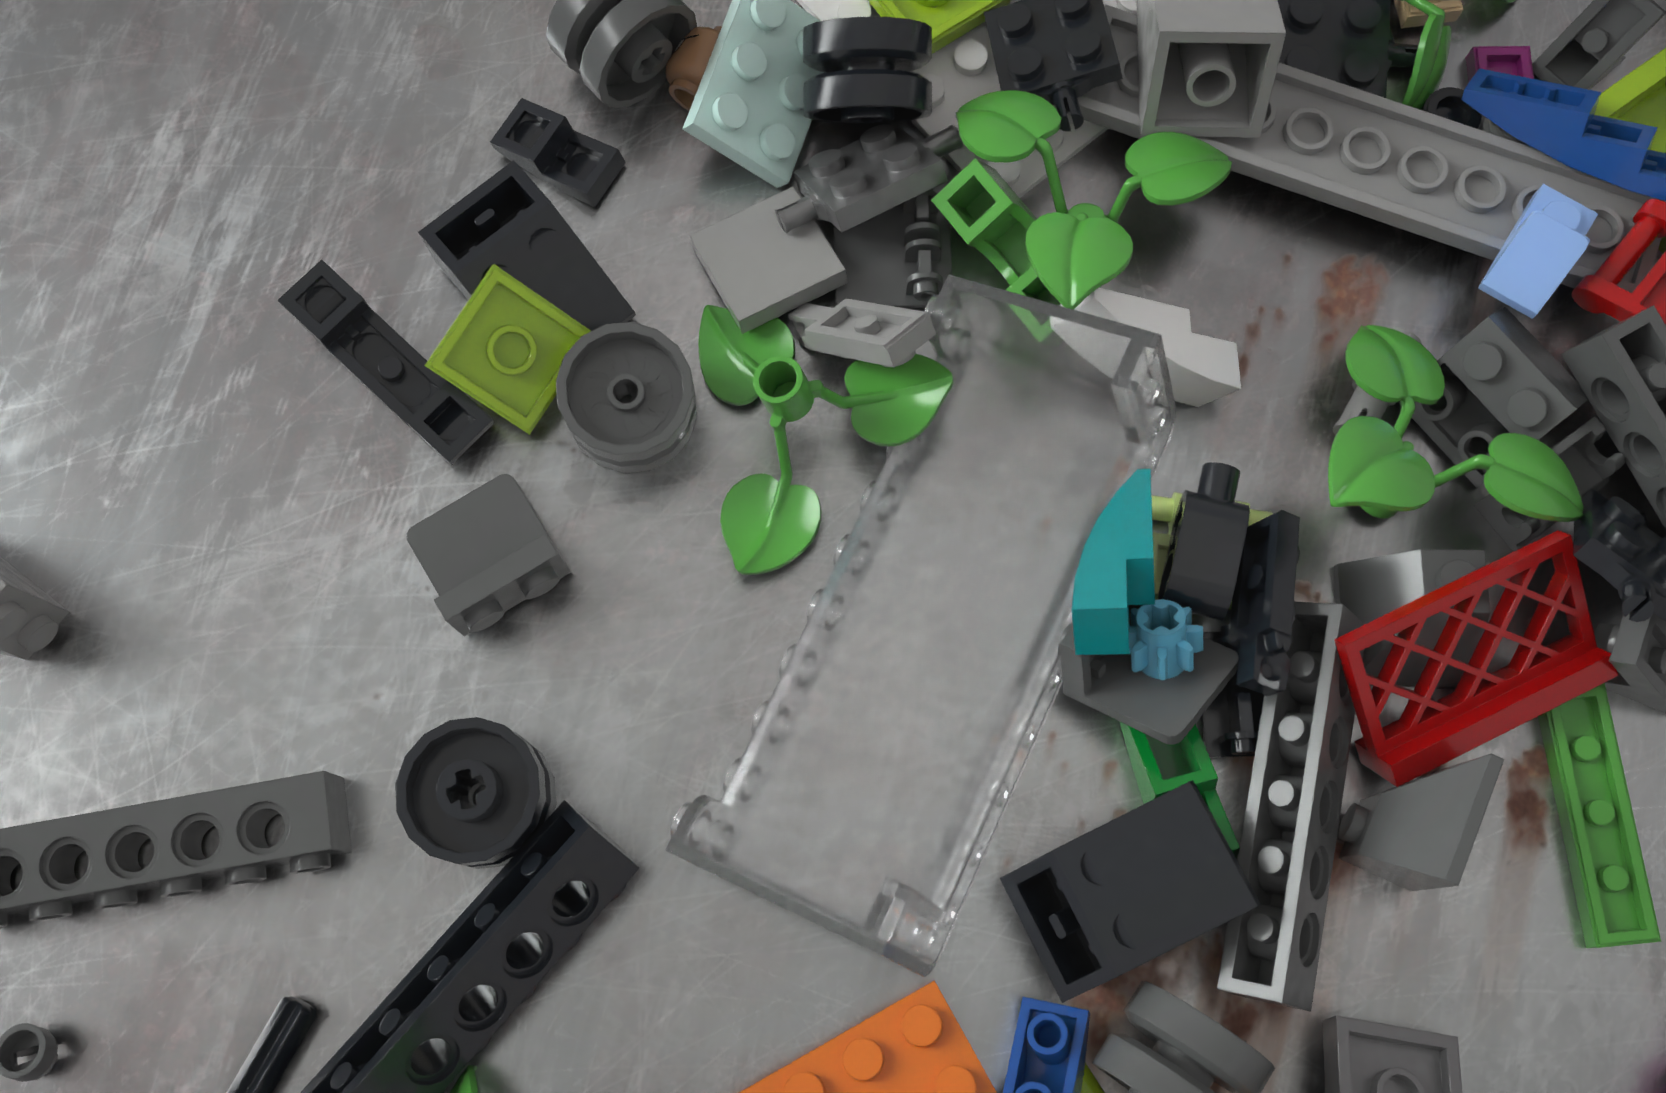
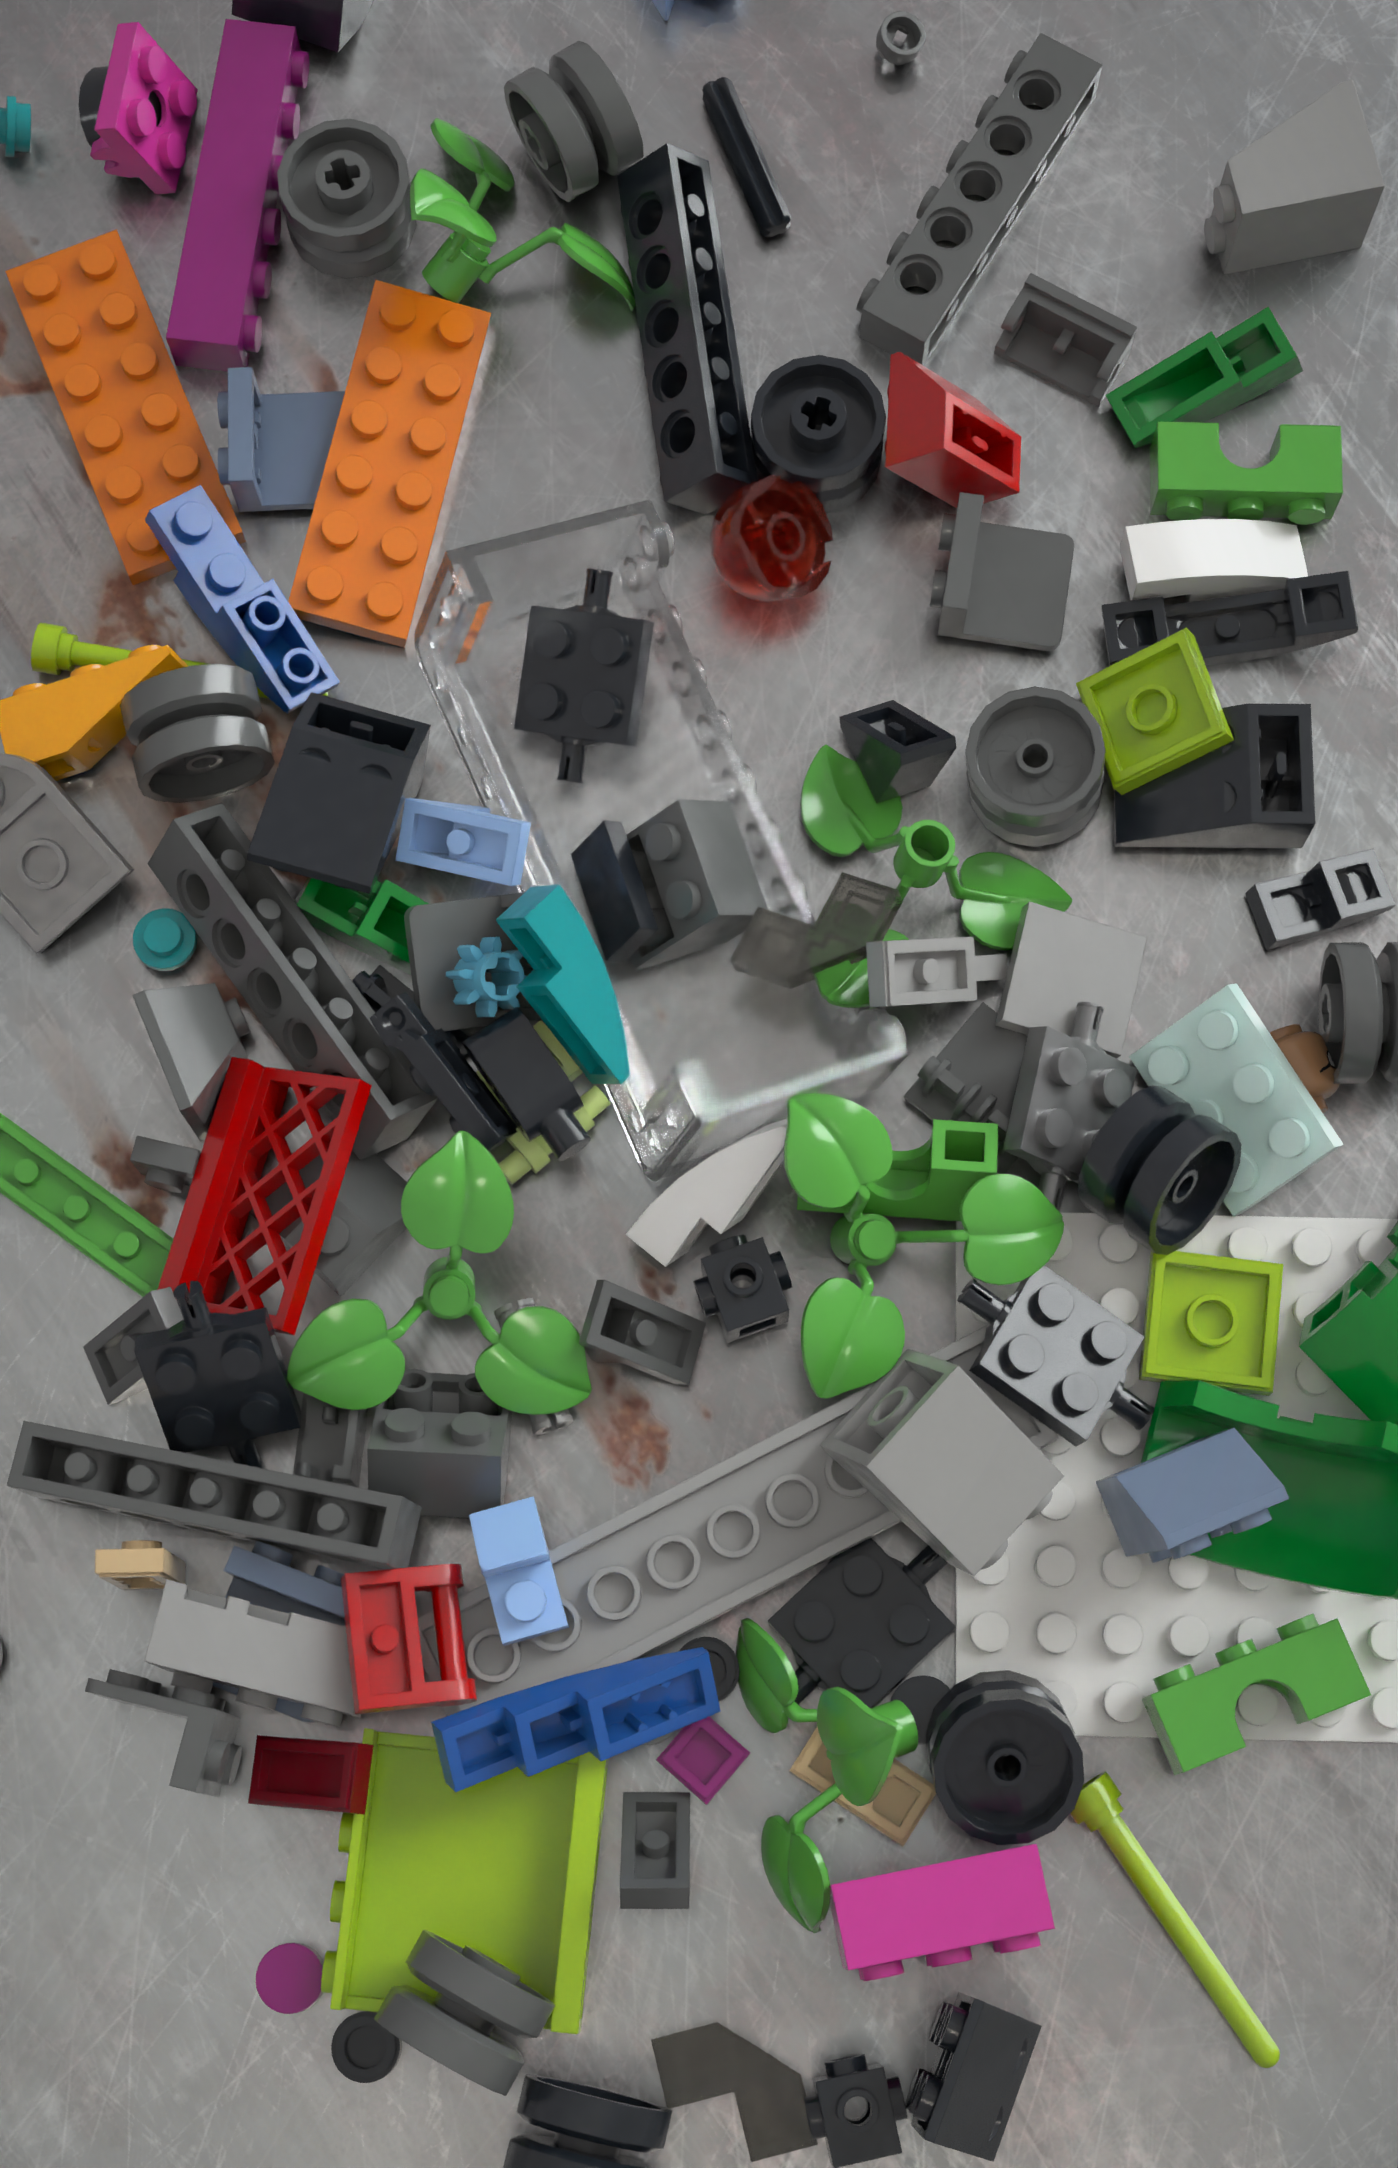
camera: 130 degrees right, 0 degrees up
(183, 540) = (1207, 378): none -> green slope
(229, 675) = (1065, 340): none -> dark grey hinge
(275, 486) = (1197, 480): none -> bright green arch
(345, 418) = (1210, 558): none -> white slope
(395, 684) = (947, 437): none -> red slope
(607, 746) = (771, 540): none -> clear red cylinder
(694, 516) = (896, 748): none -> black slope
(848, 793) = (584, 675): none -> black plate
(936, 427) = (794, 950): none -> clear smoke tile
(945, 576) = (694, 879): none -> dark grey slope
(1001, 614) = (614, 891): none -> black tile
(1071, 769) = (463, 840): none -> light blue slope
(1199, 279) = (746, 1309): none -> black brick
(1296, 326) = (641, 1333): none -> dark grey slope
(1349, 944) = (164, 939): none -> teal plate
(1519, 773) = (164, 1163): none -> dark grey plate

